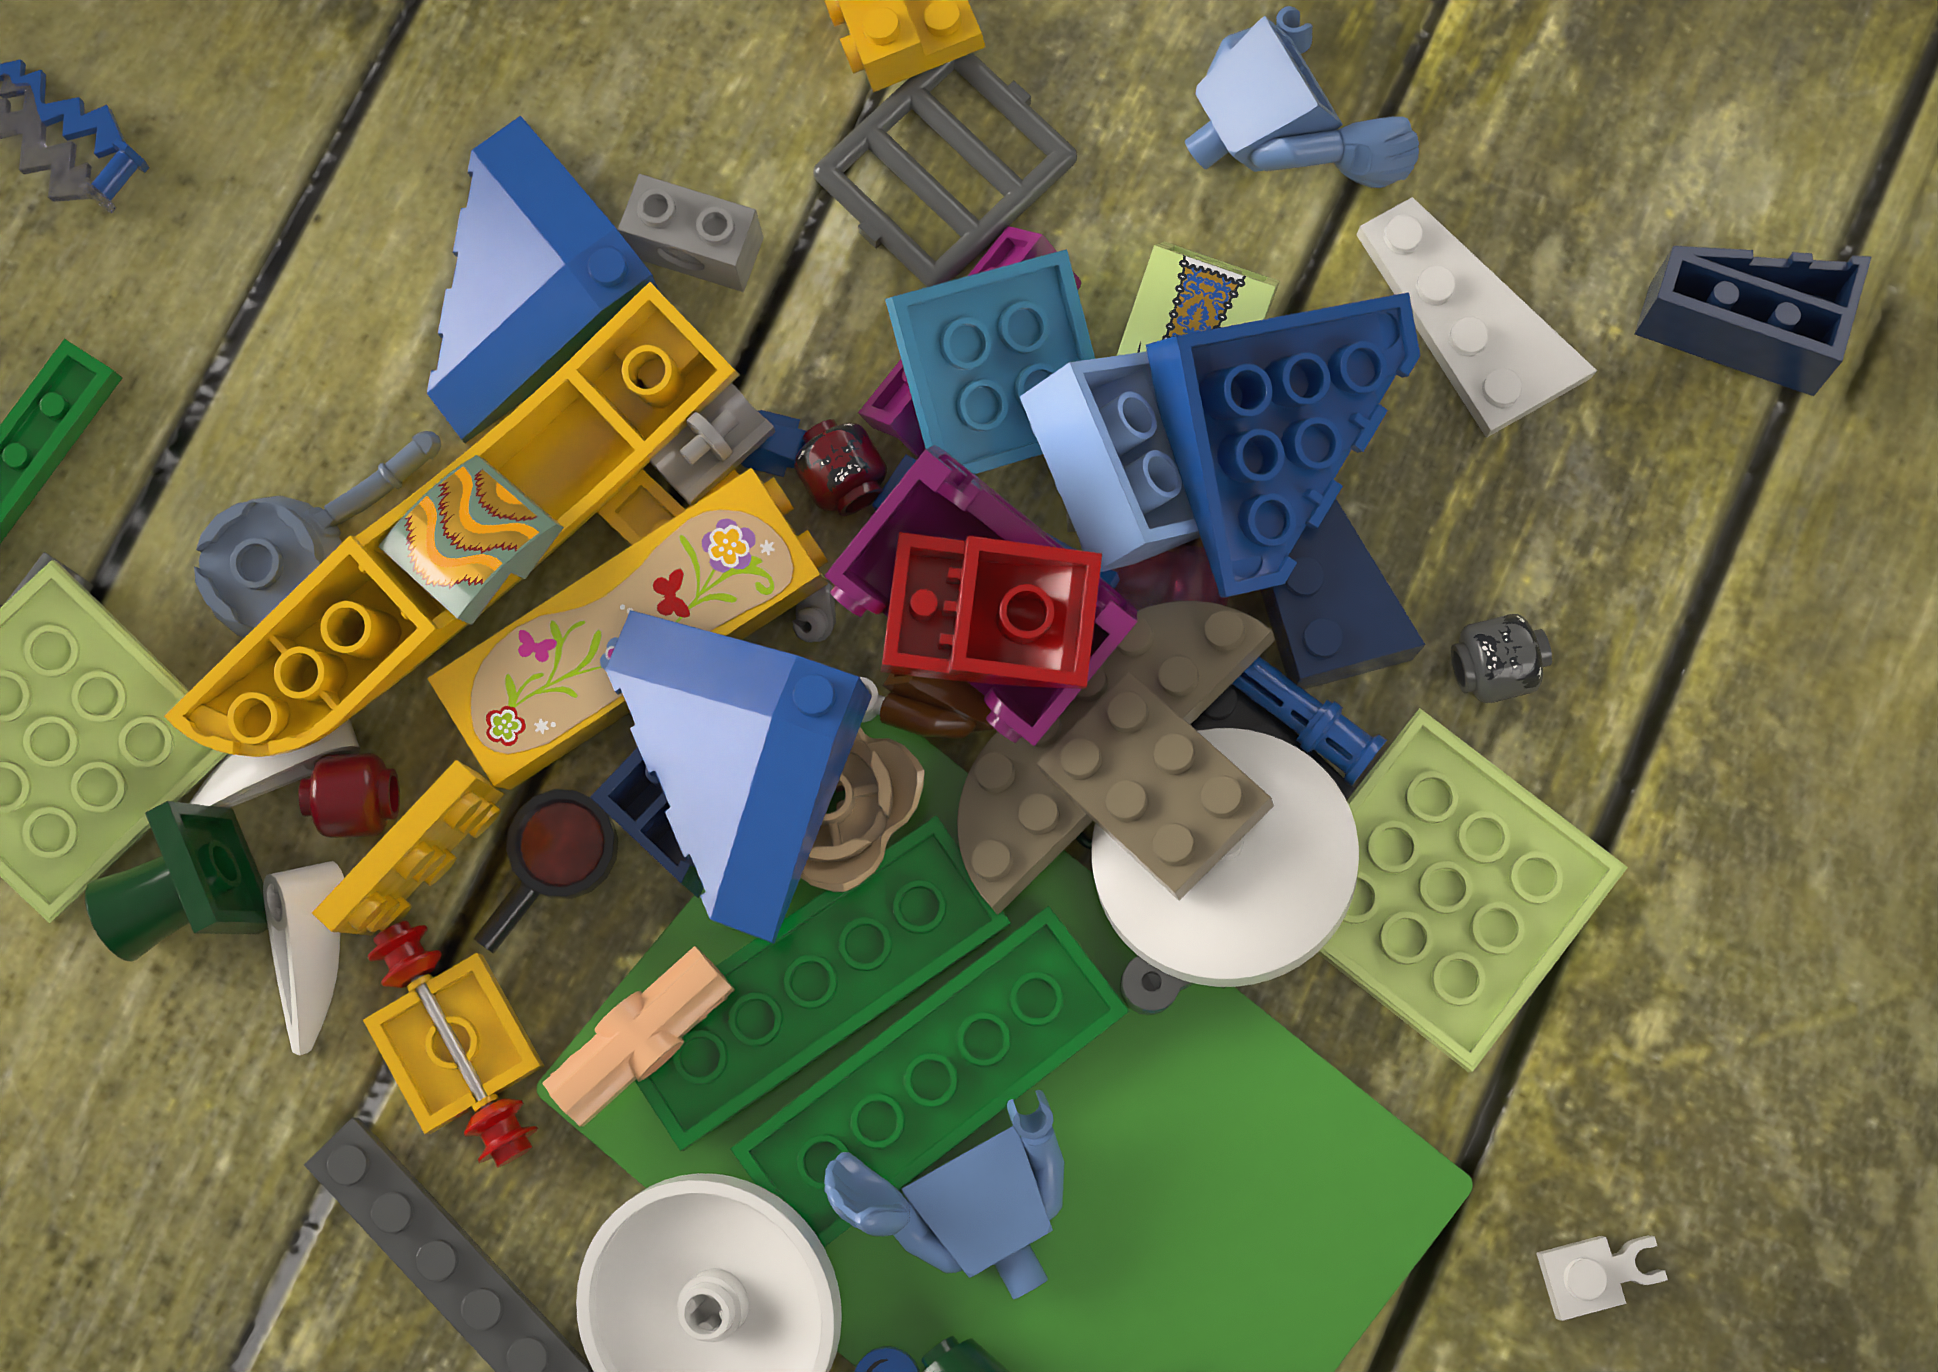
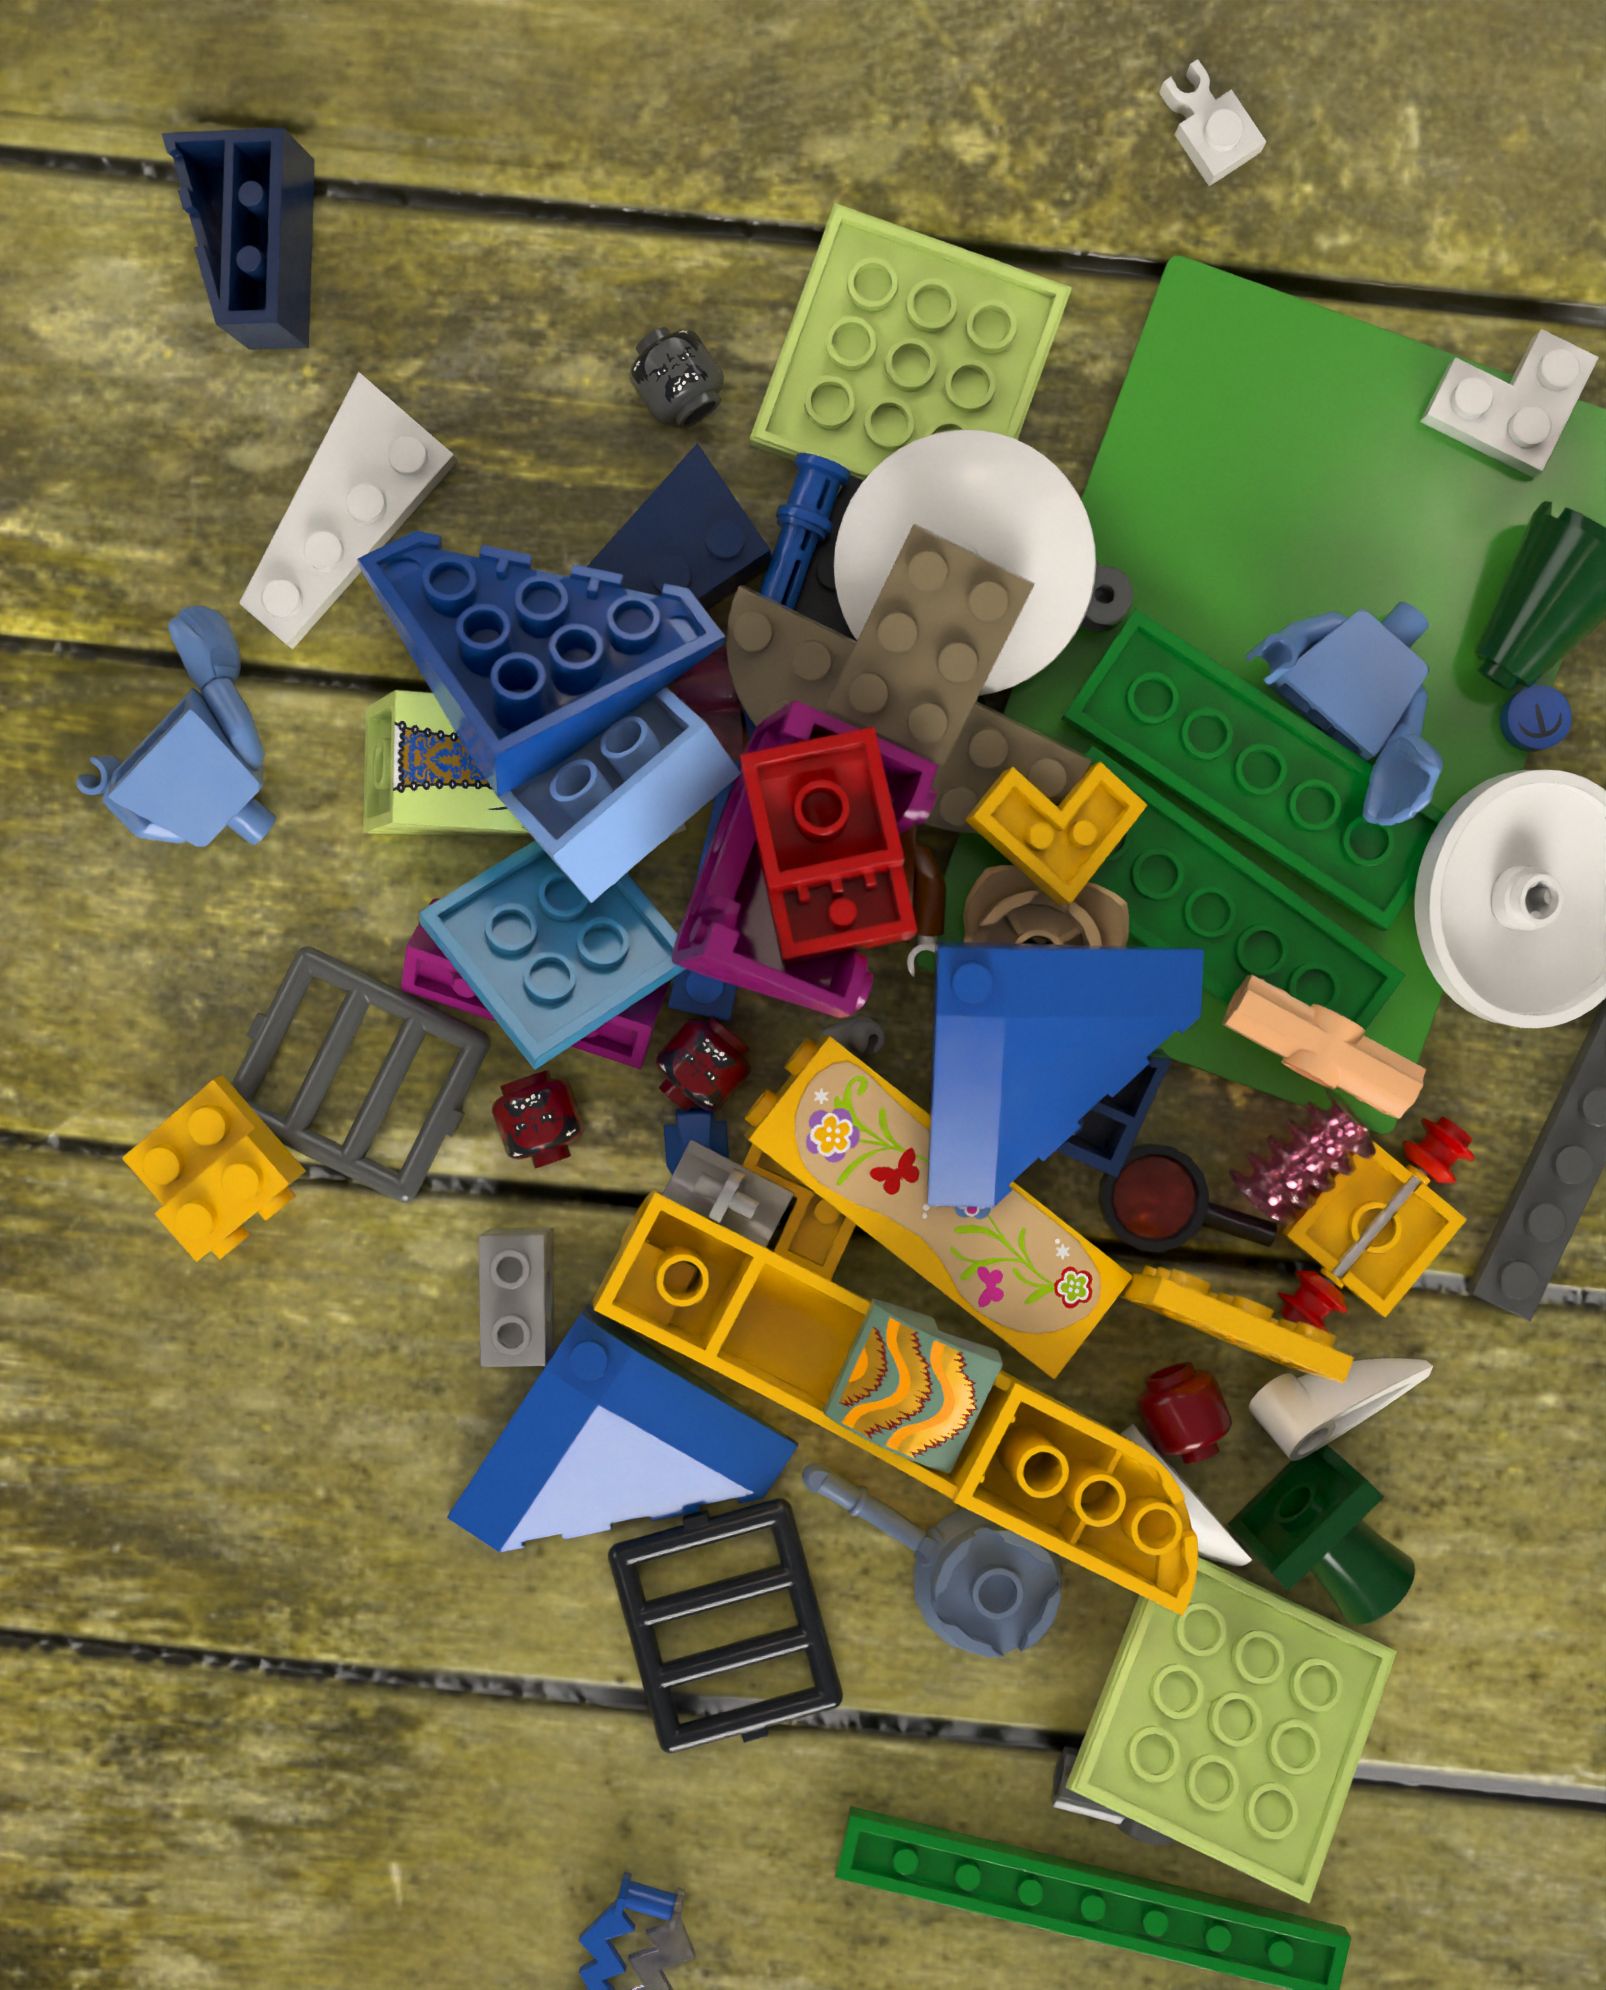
camera: 115 degrees left, 10 degrees up
(349, 395) = (660, 1676): none -> black bar
(538, 990) = (1305, 1160): none -> clear pink piece
(845, 305) = (538, 1118): none -> dark red head
(921, 848) = (1051, 843): none -> yellow plate

